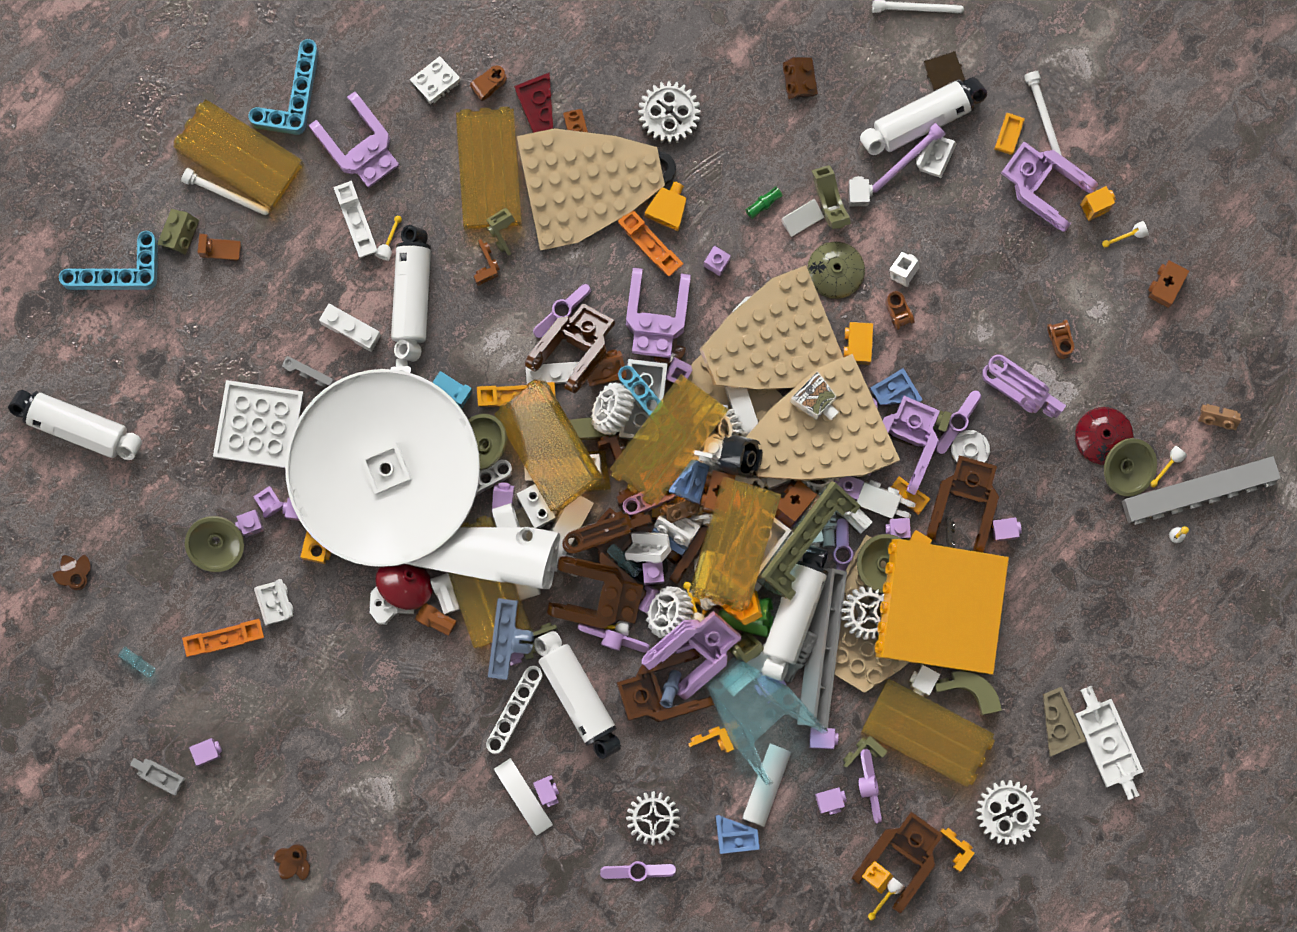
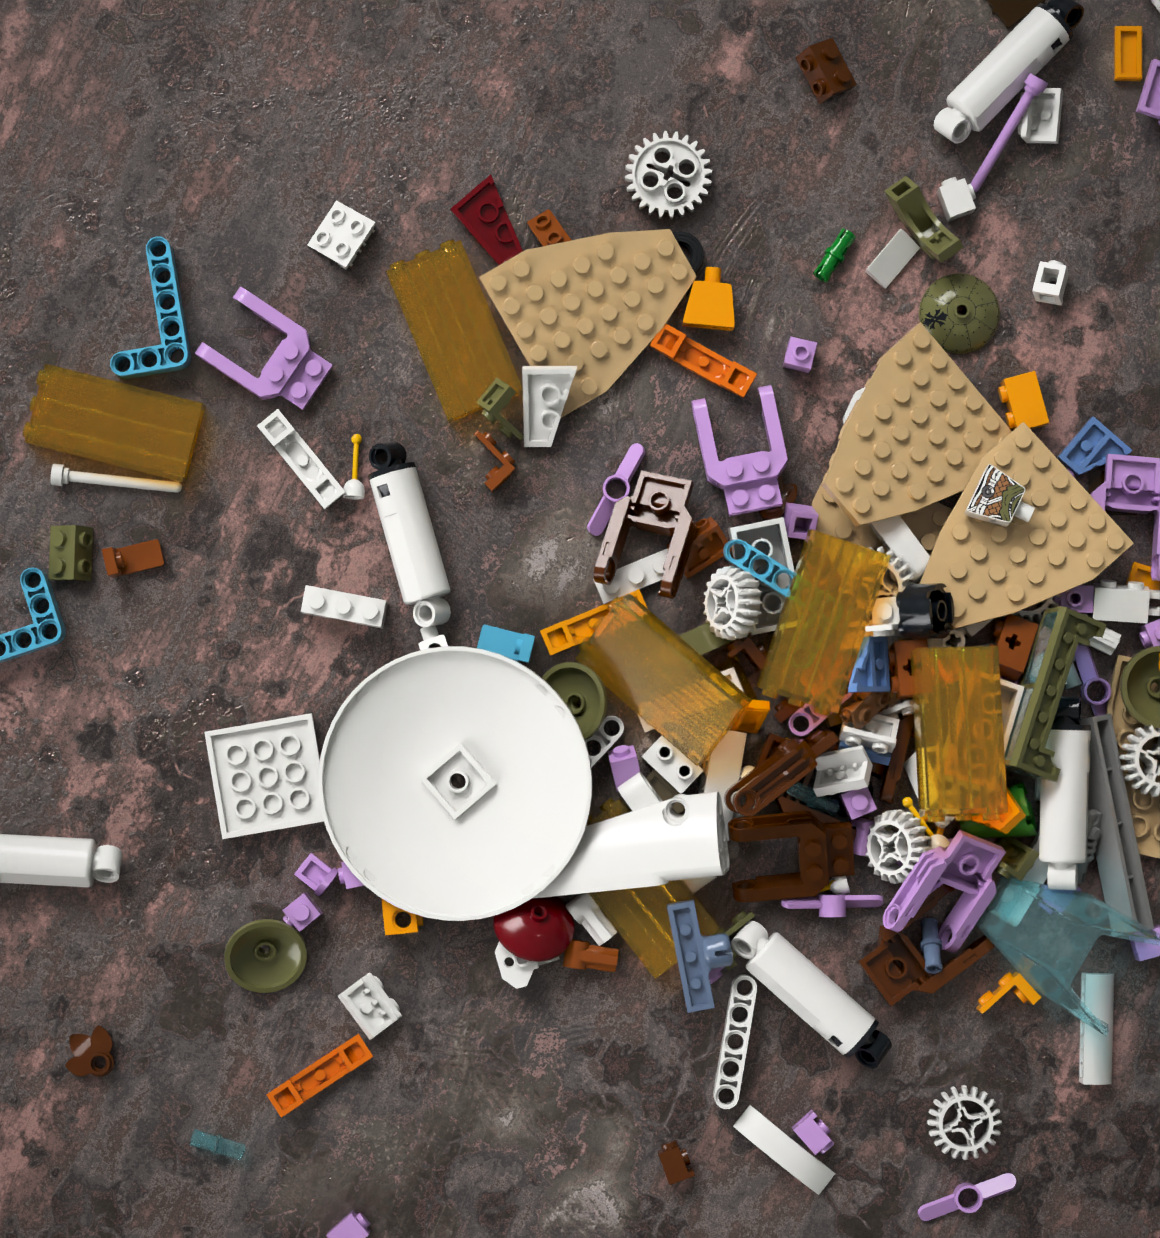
camera: 15 degrees left, 5 degrees up
(307, 372) = (308, 684): light grey hinge -> none
(444, 778) = (675, 1162): none -> reddish brown brick
(486, 84) = (412, 219): dark orange piece -> none
(532, 234) = (543, 401): none -> white wing
(600, 492) = (752, 717): none -> light orange tile
(735, 836) = (1080, 1109): medium blue wing -> none
(899, 311) = (1062, 342): dark orange piece -> none

